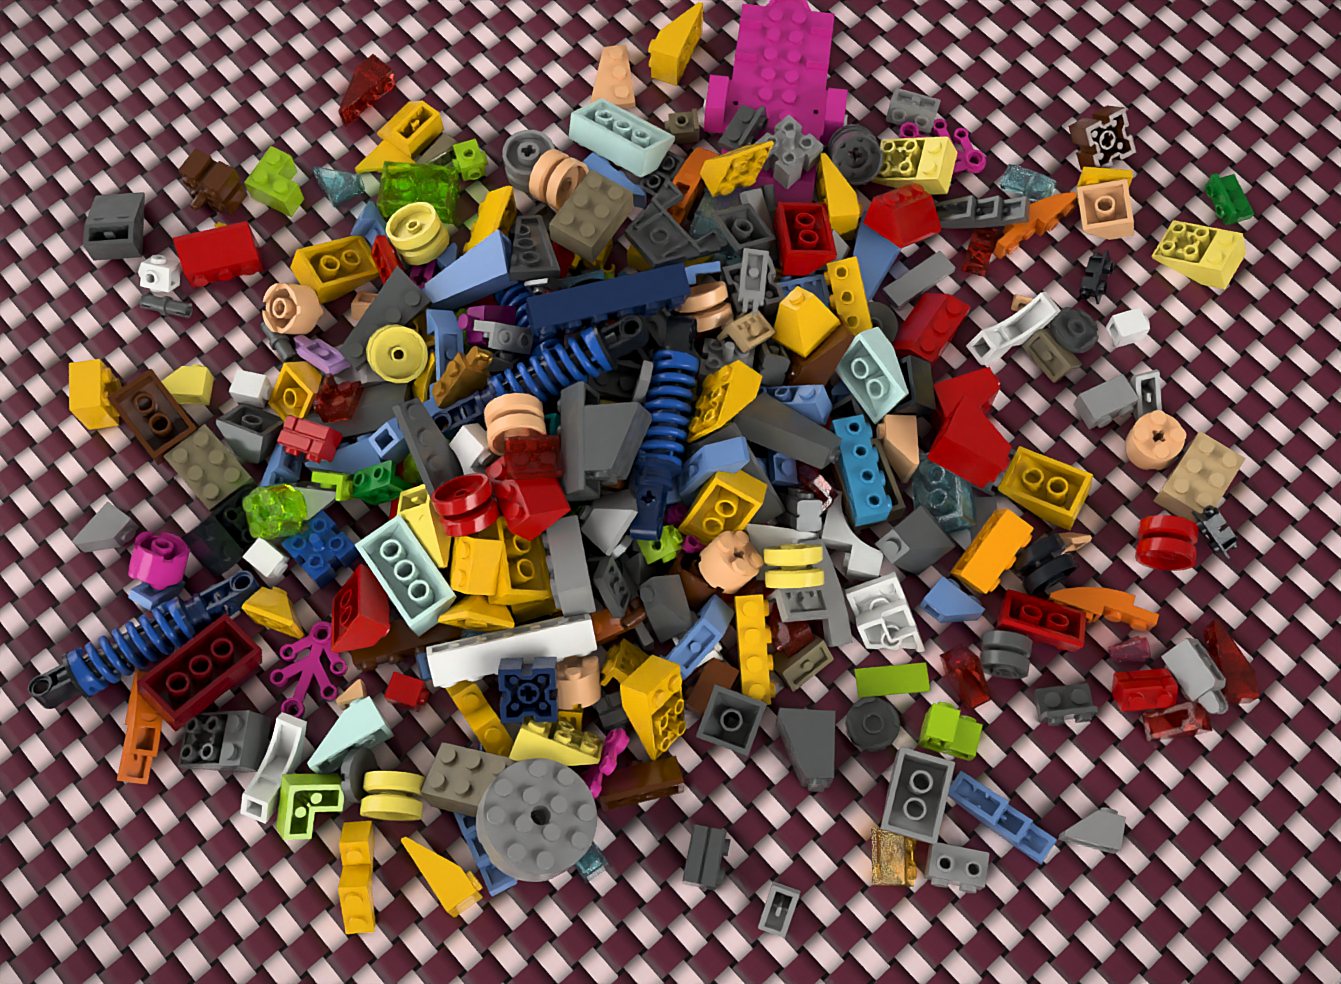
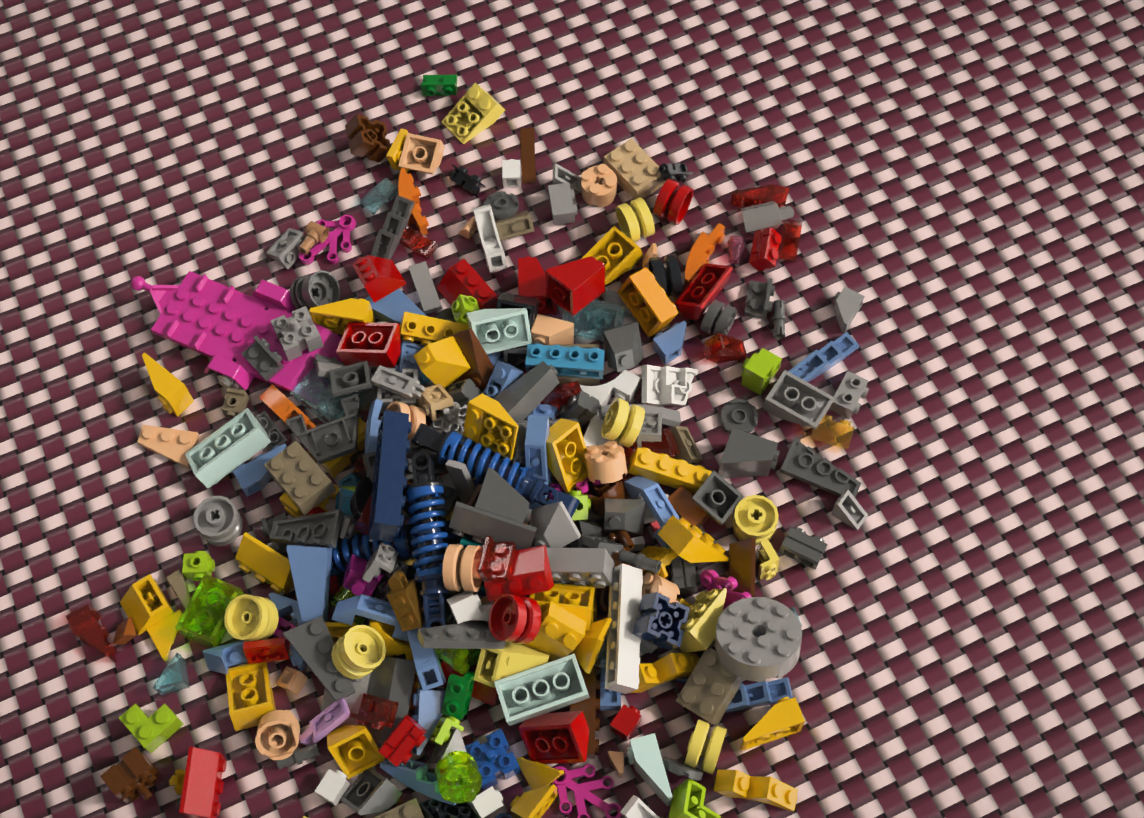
camera: 70 degrees left, 5 degrees down
(318, 606) = (538, 774): none -> yellow tile
(375, 119) = (124, 632): none -> dark orange slope
(556, 178) = (248, 501): light nougat wheel -> none
(607, 643) = (640, 561): none -> dark grey pin
(671, 812) = (768, 561): none -> light yellow bracket
(725, 765) = (755, 518): none -> light yellow wheel
(735, 168) = (297, 369): yellow slope -> none
(826, 846) = (812, 469): none -> dark grey wing
(892, 680) = (711, 396): lime sticker -> none
(897, 329) = (464, 305): none -> lime brick
(918, 161) = (337, 255): light yellow slope -> none
(941, 126) = (313, 234): none -> medium nougat pin
(1042, 739) = (779, 318): none -> dark grey pin
(1119, 505) = (635, 219): none -> light yellow wheel
(1168, 341) = (528, 155): none -> reddish brown sticker

